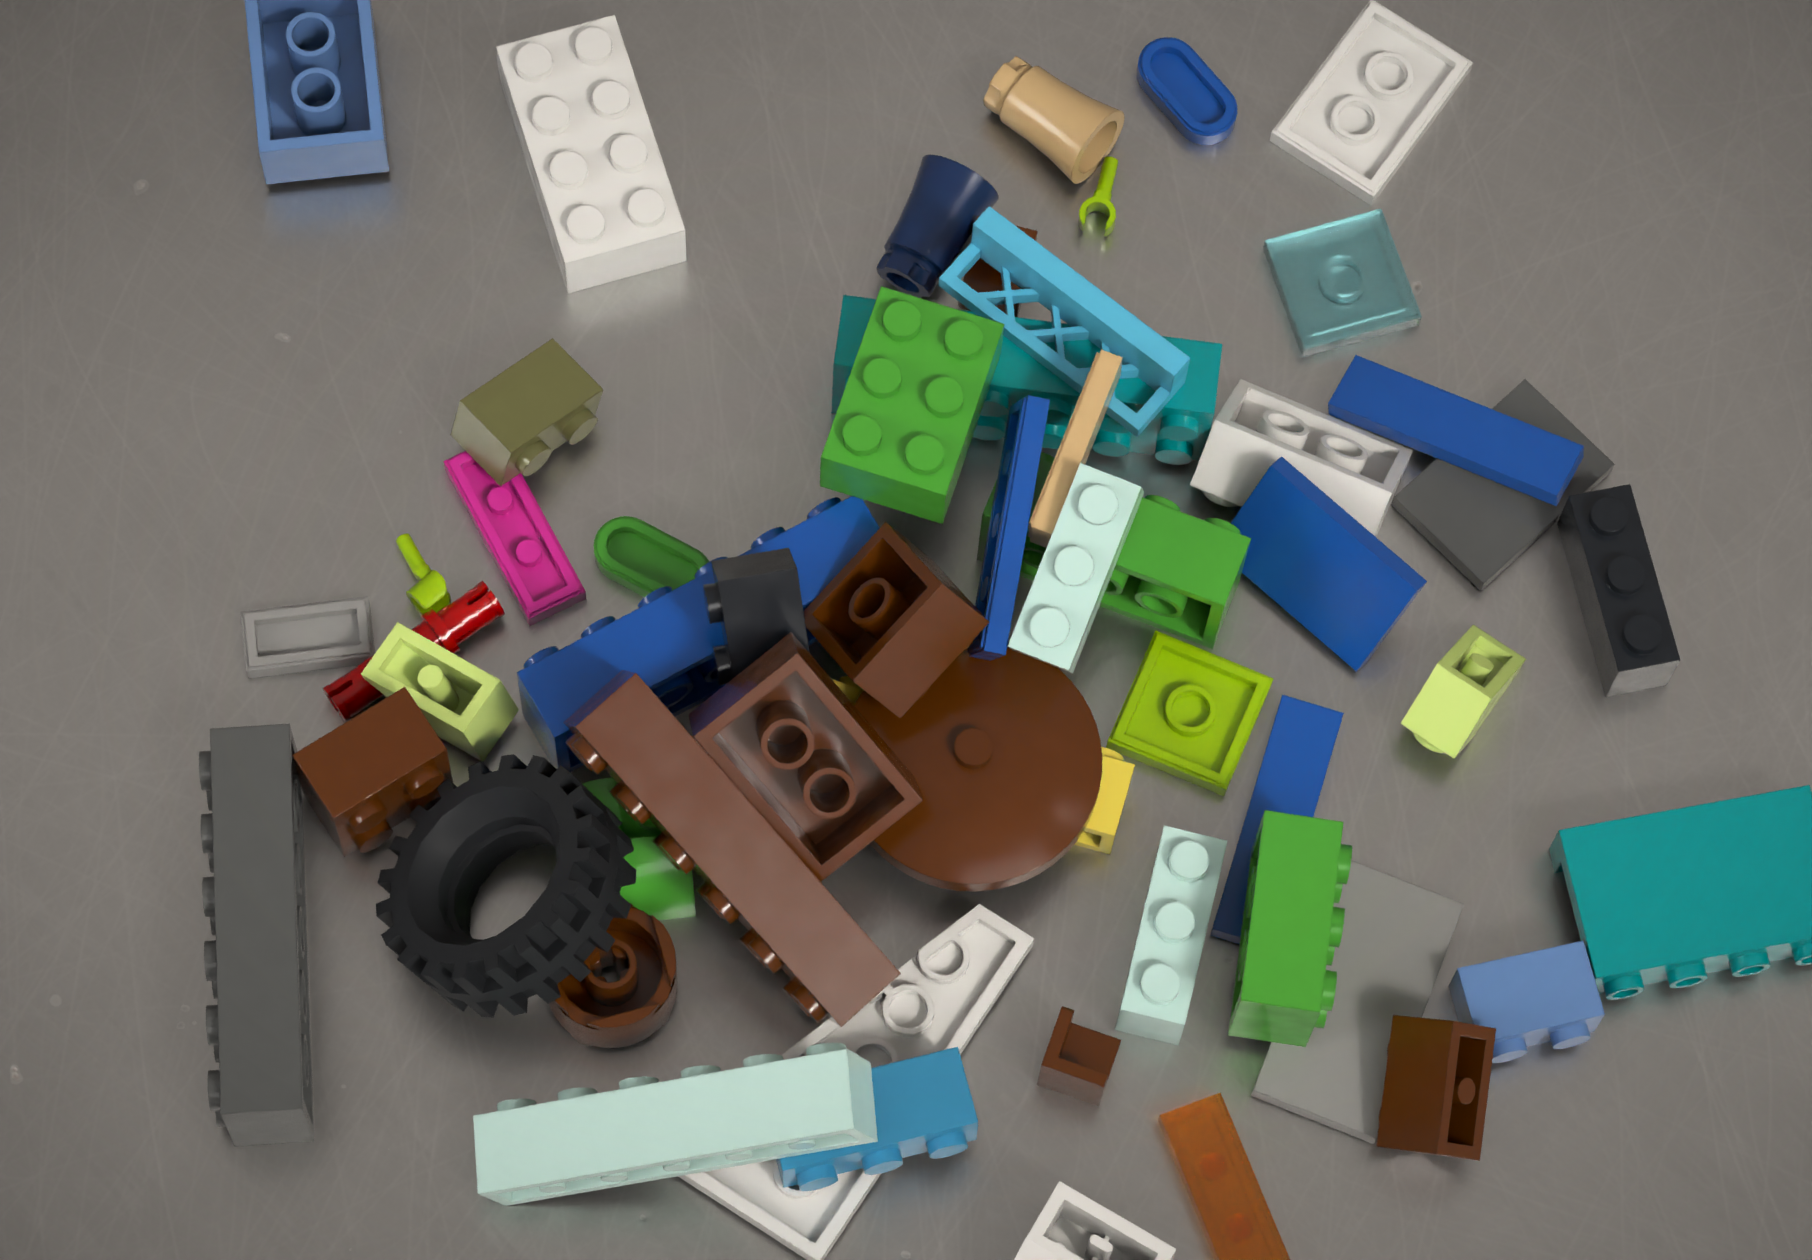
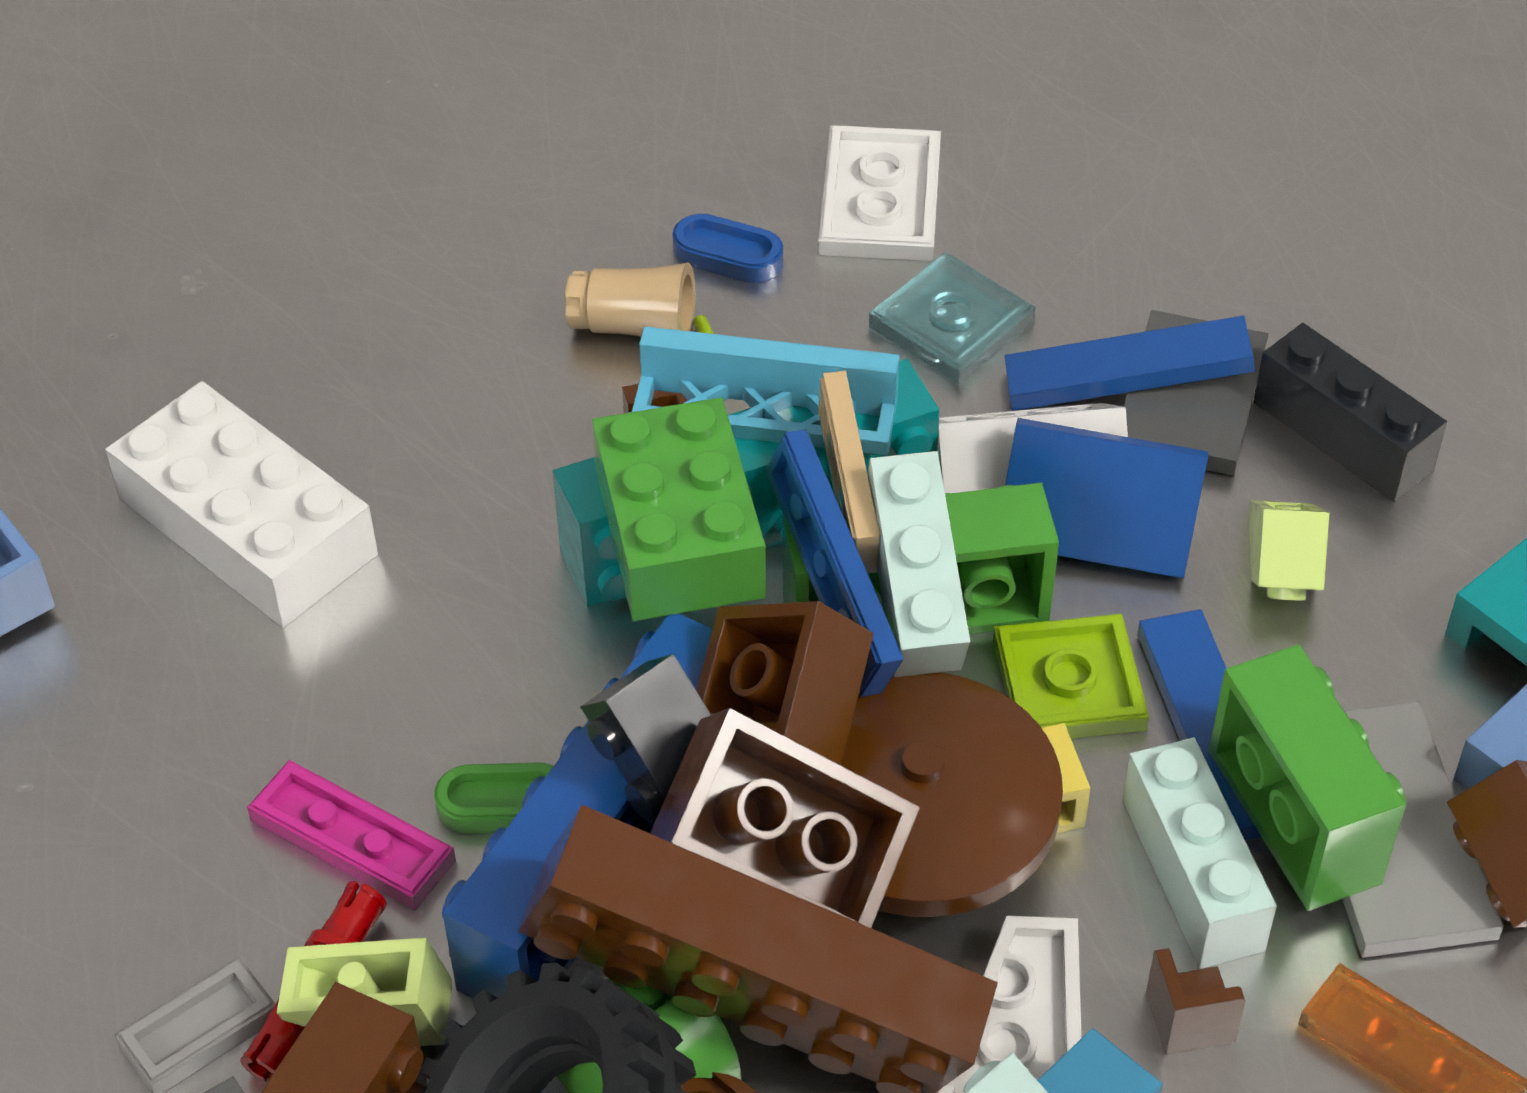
camera: 25 degrees left, 20 degrees down
(431, 588) = (296, 919): lime hand -> none
(527, 413) = (307, 722): olive brick -> none
(934, 224) = (580, 388): dark blue plant -> none

